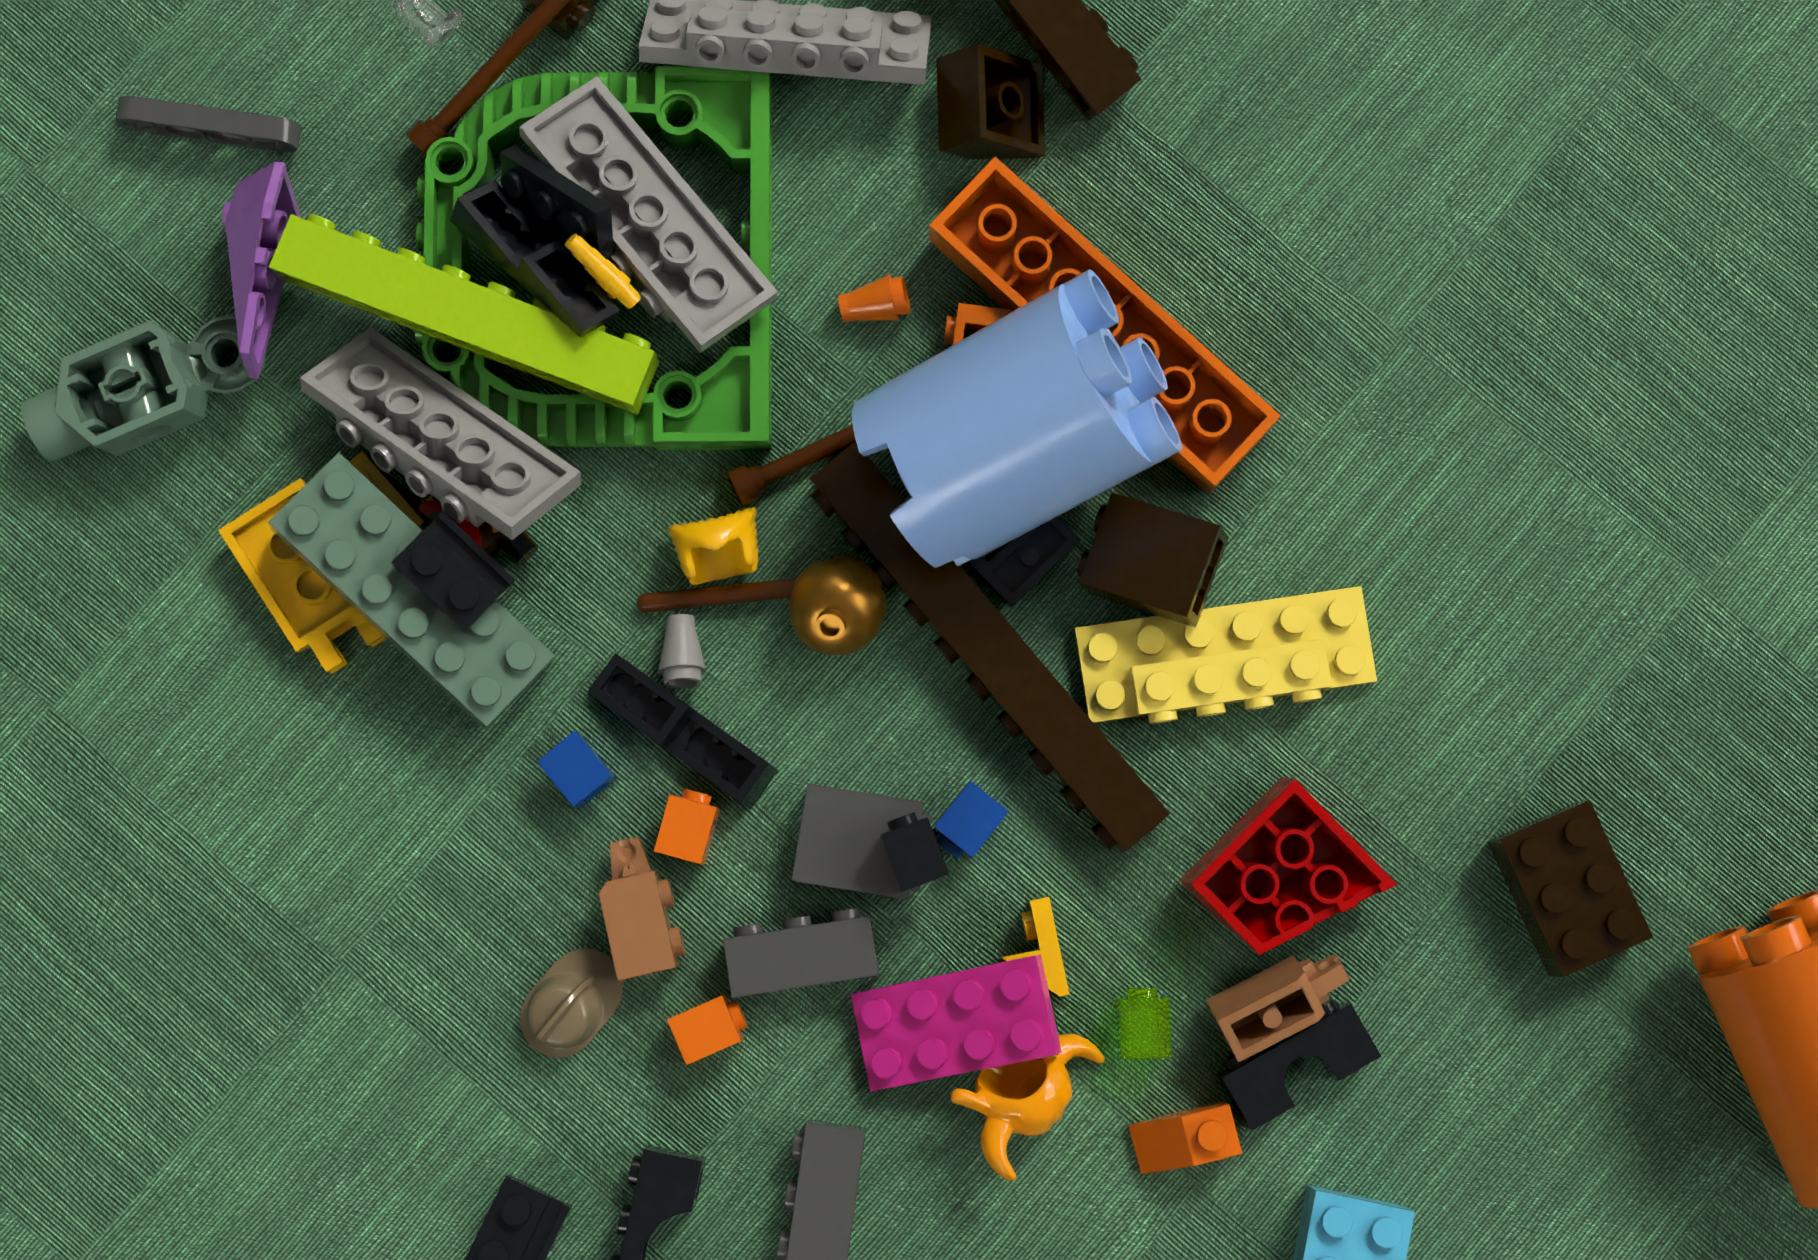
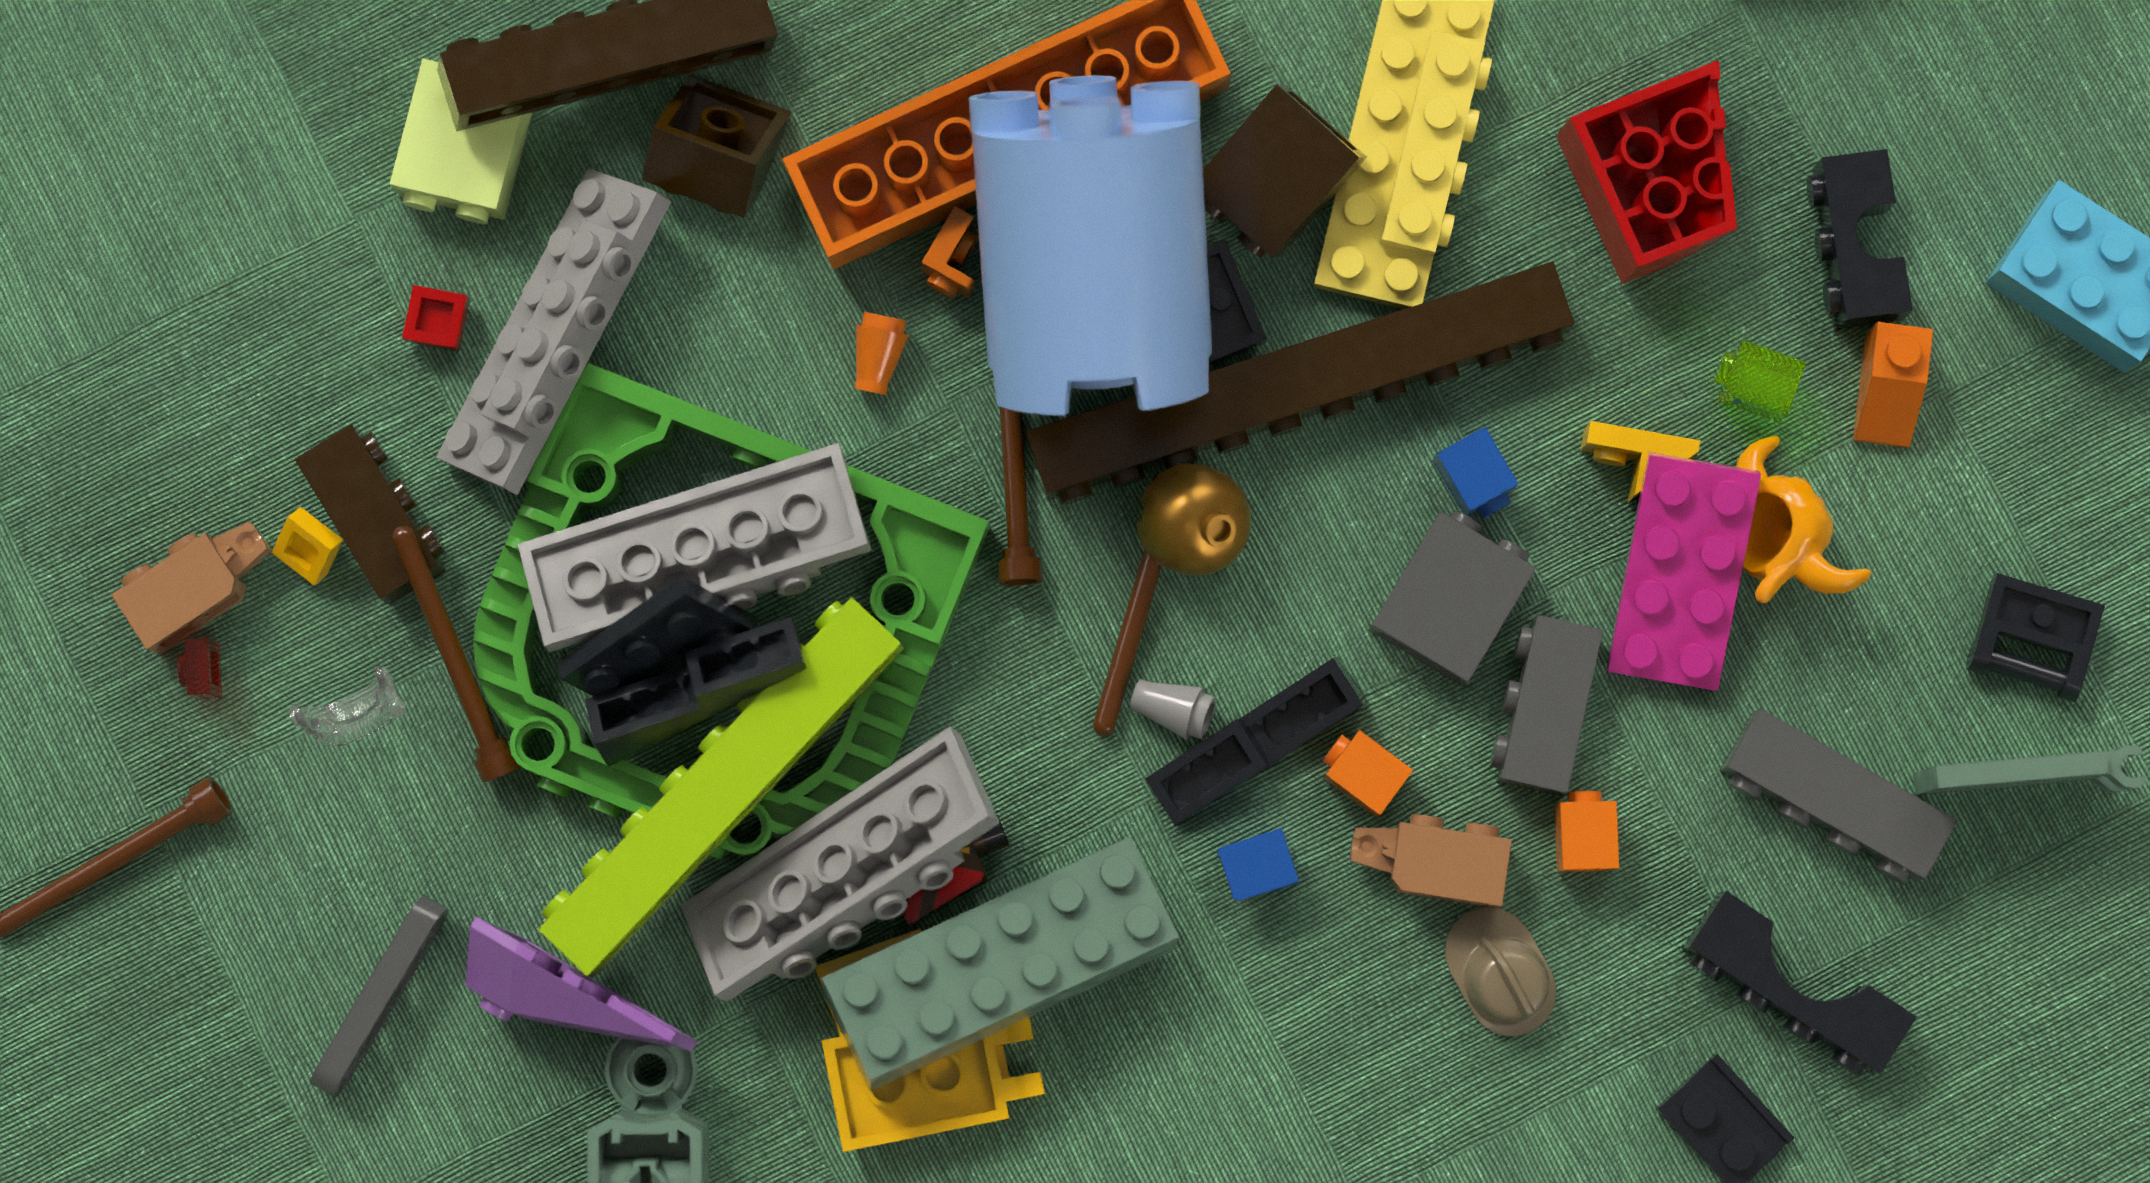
camera: 65 degrees left, 0 degrees up
(453, 572) = (1003, 904): black plate -> none
(605, 273) = (748, 614): yellow animal -> none
(717, 546) = (1076, 622): yellow hair -> none
(913, 851) = (1492, 538): black brick -> none
(1275, 1003) = (1790, 235): medium nougat hinge -> none

